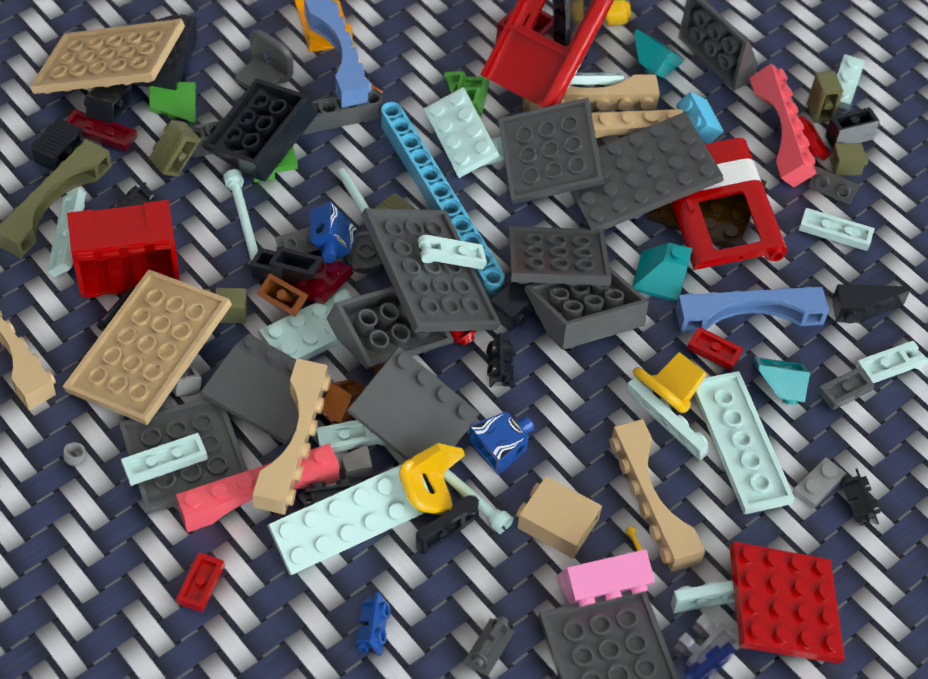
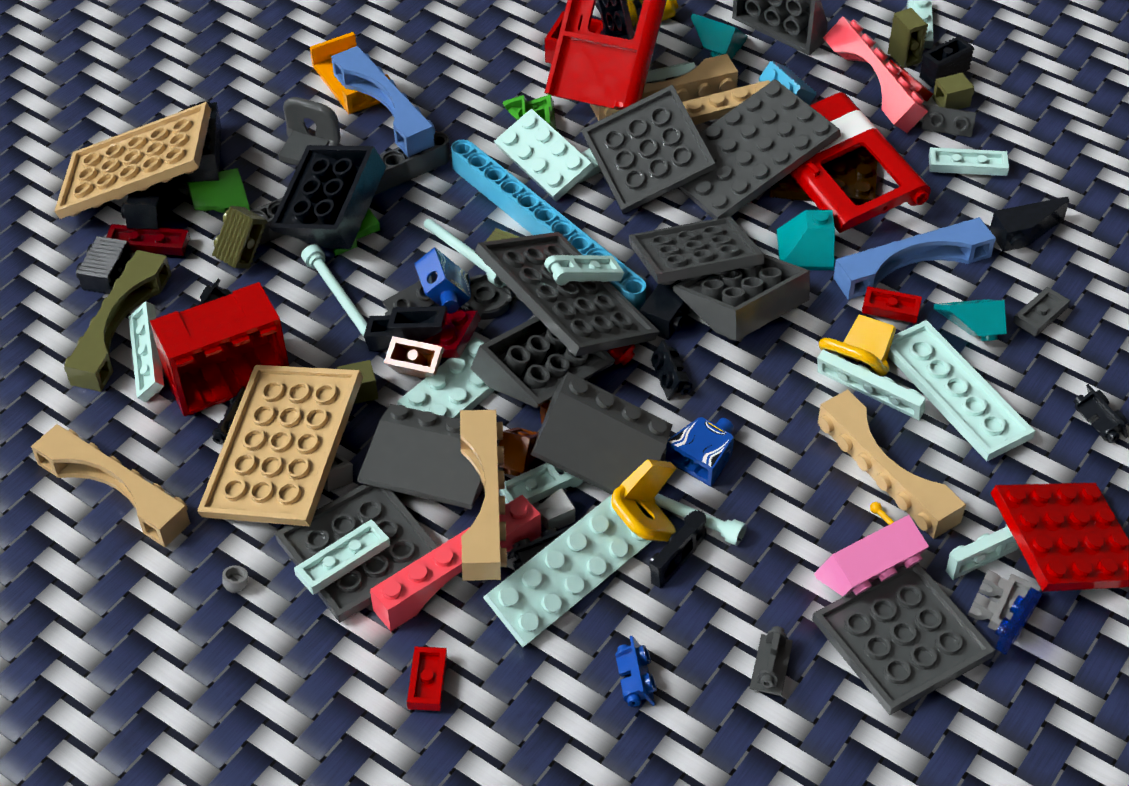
camera: 10 degrees left, 5 degrees down
(558, 516) = (794, 510): tan brick -> none
(819, 483) = (1052, 411): light grey plate -> none
(892, 362) = (1078, 274): light aqua plate -> none

